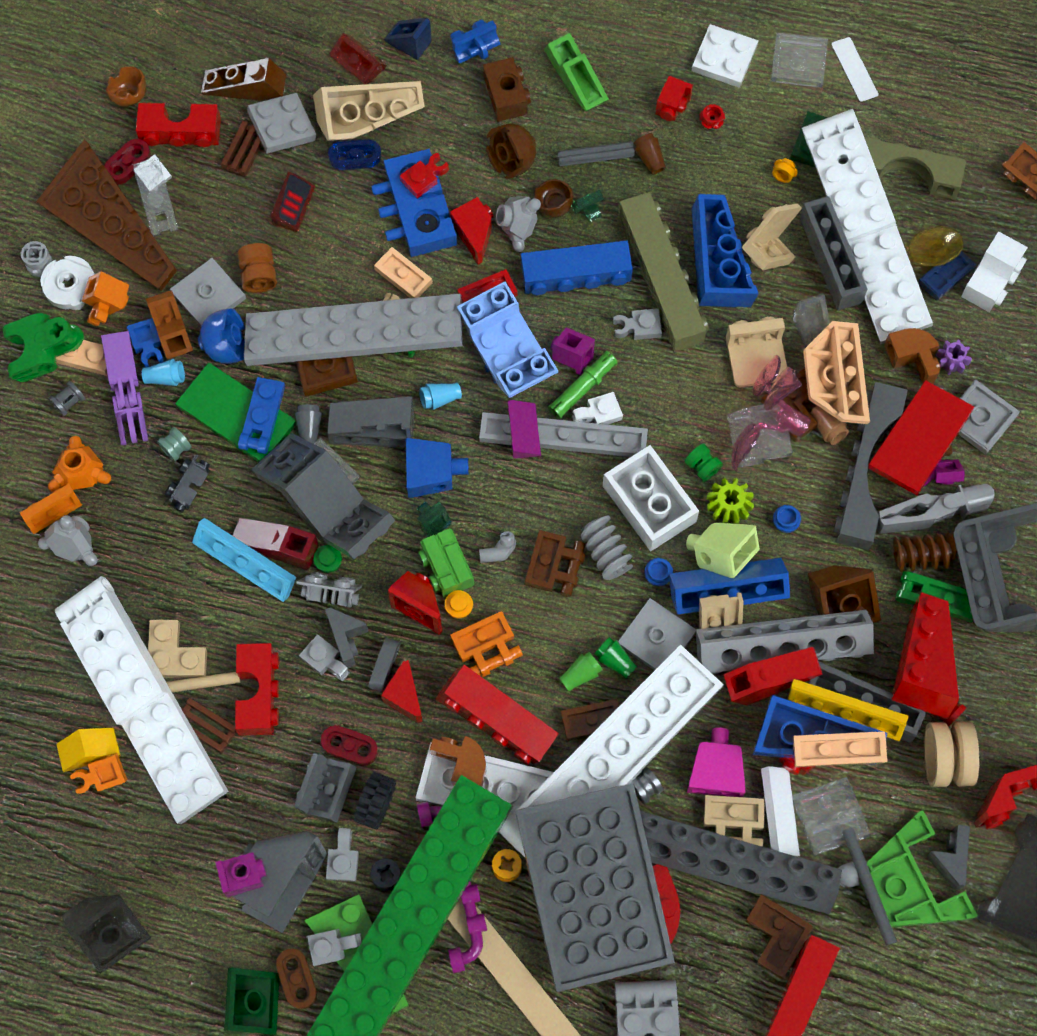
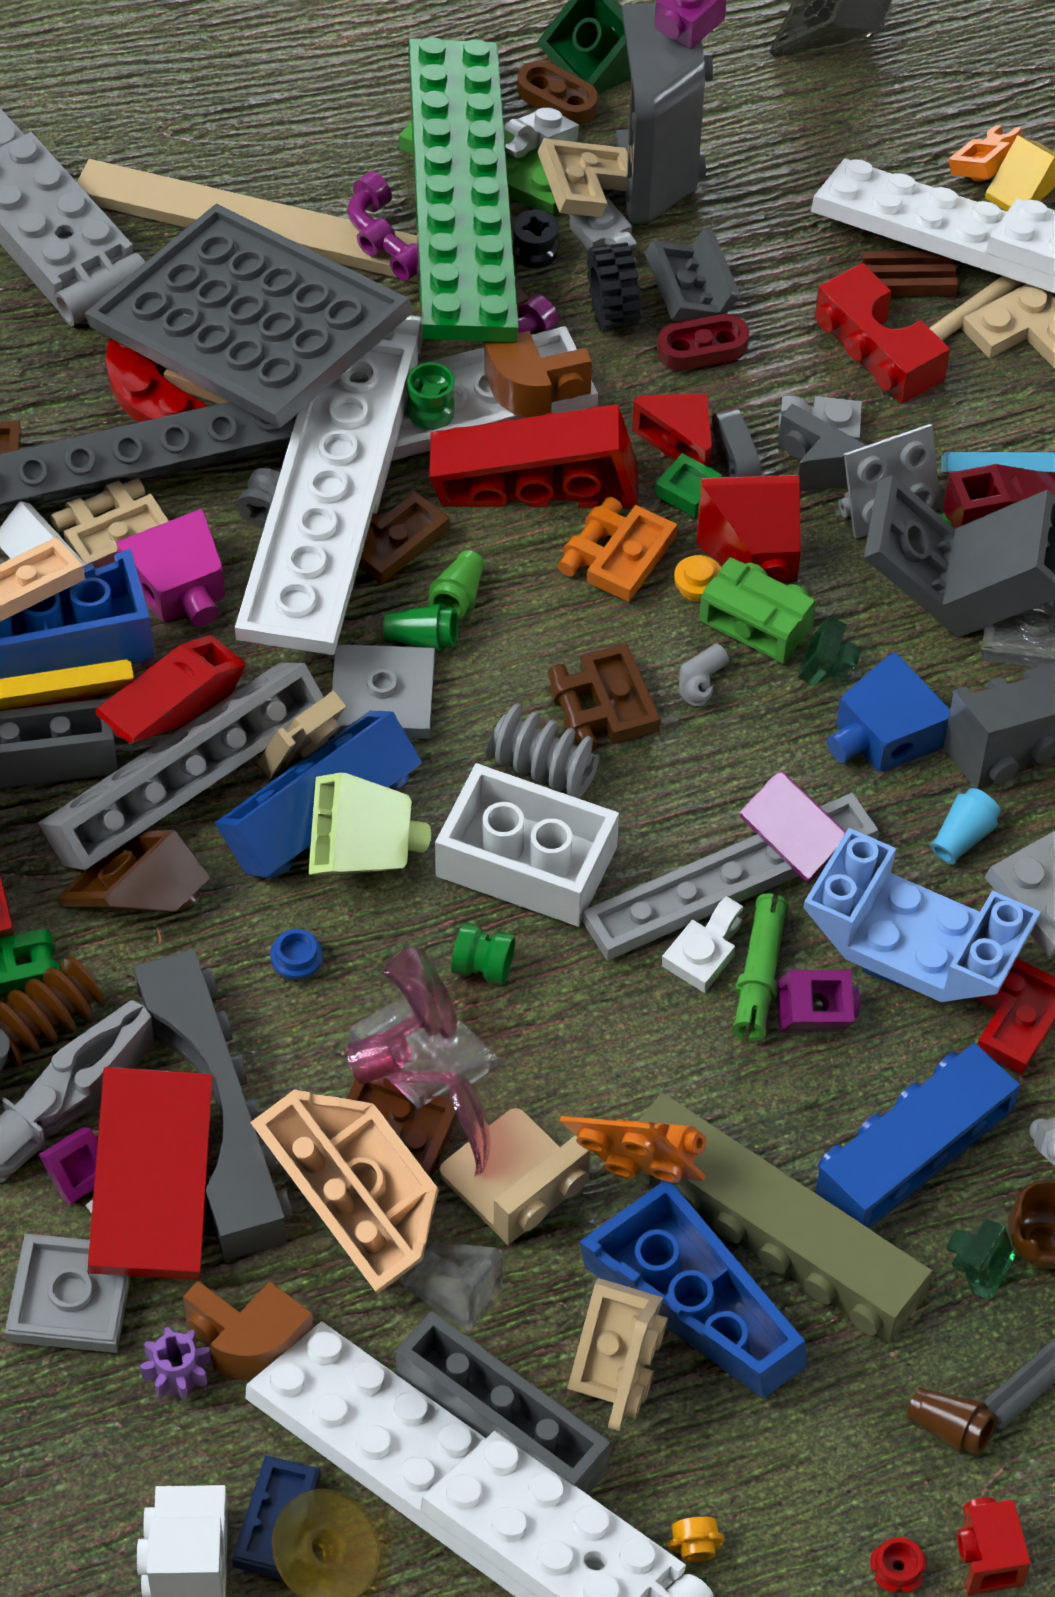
camera: 145 degrees right, 15 degrees down
(337, 898) = (581, 172): none -> tan plate
(424, 659) = (682, 483): none -> green plate
(526, 777) = (430, 395): none -> green wheel
(643, 324) = (750, 1119): light grey plate -> none
(658, 572) = (442, 773): blue plate -> none
(718, 303) = (641, 1147): none -> orange hinge
(730, 491) = (401, 919): lime gear -> none

